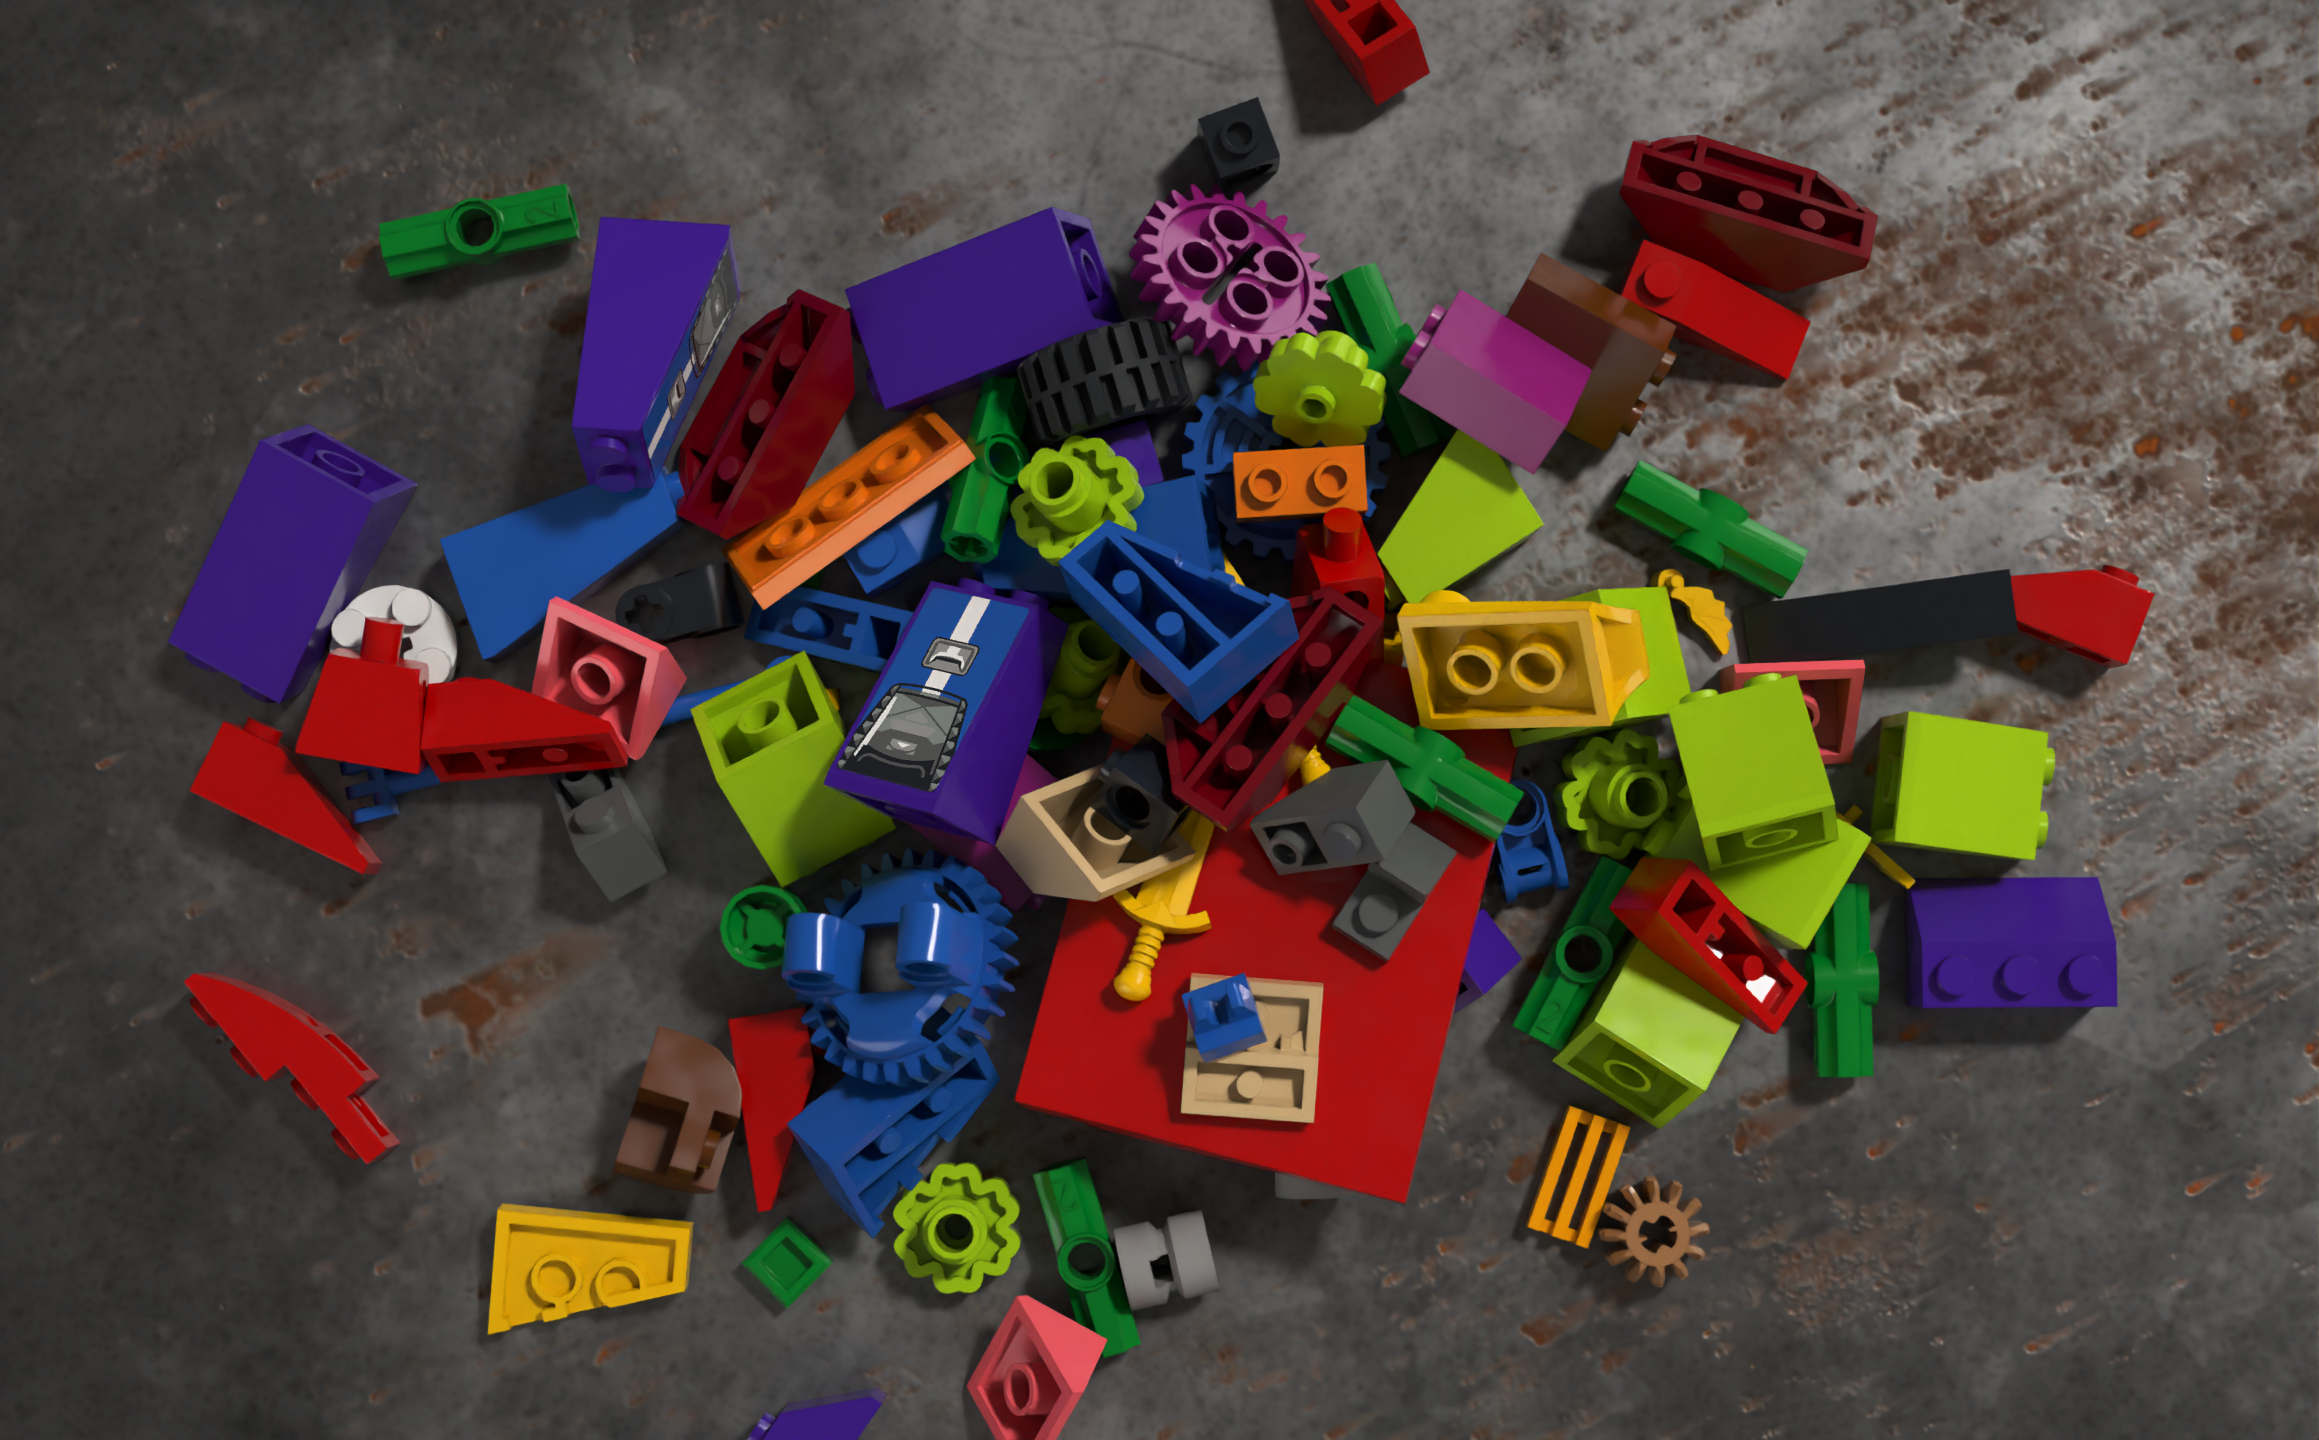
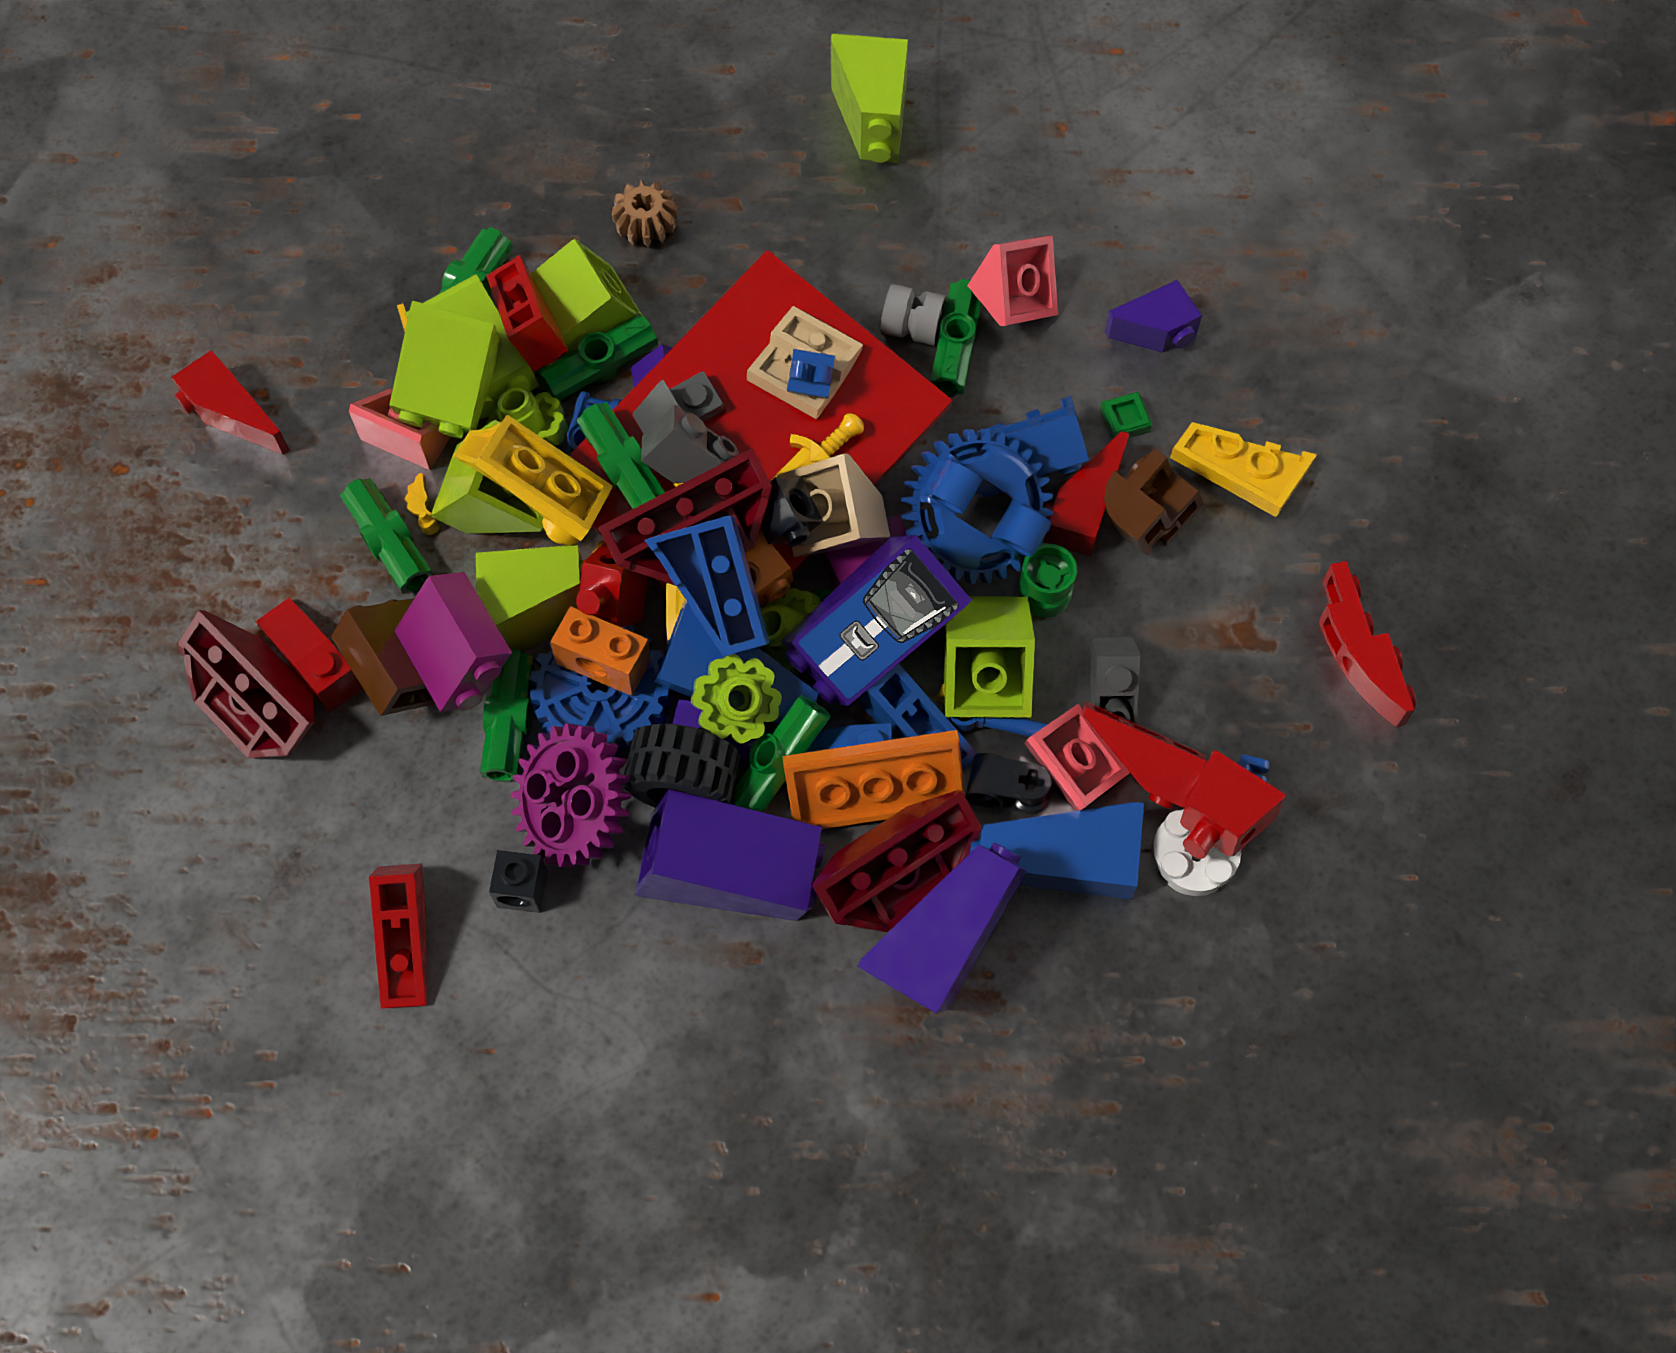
camera: 150 degrees left, 20 degrees down
(279, 791) = (1313, 804): red slope -> none
(289, 561) = (1235, 927): dark purple slope -> none
(439, 238) = (1050, 1080): green piece -> none
(952, 1260) = (1019, 384): lime plant -> none
(1320, 390) = (554, 693): lime plant -> none
(1601, 1185) = (663, 256): light orange tile -> none
(1881, 618) = (322, 437): black slope -> none
(1960, 786) = (344, 339): lime slope -> none
(2009, 943) = (369, 256): dark purple slope -> none

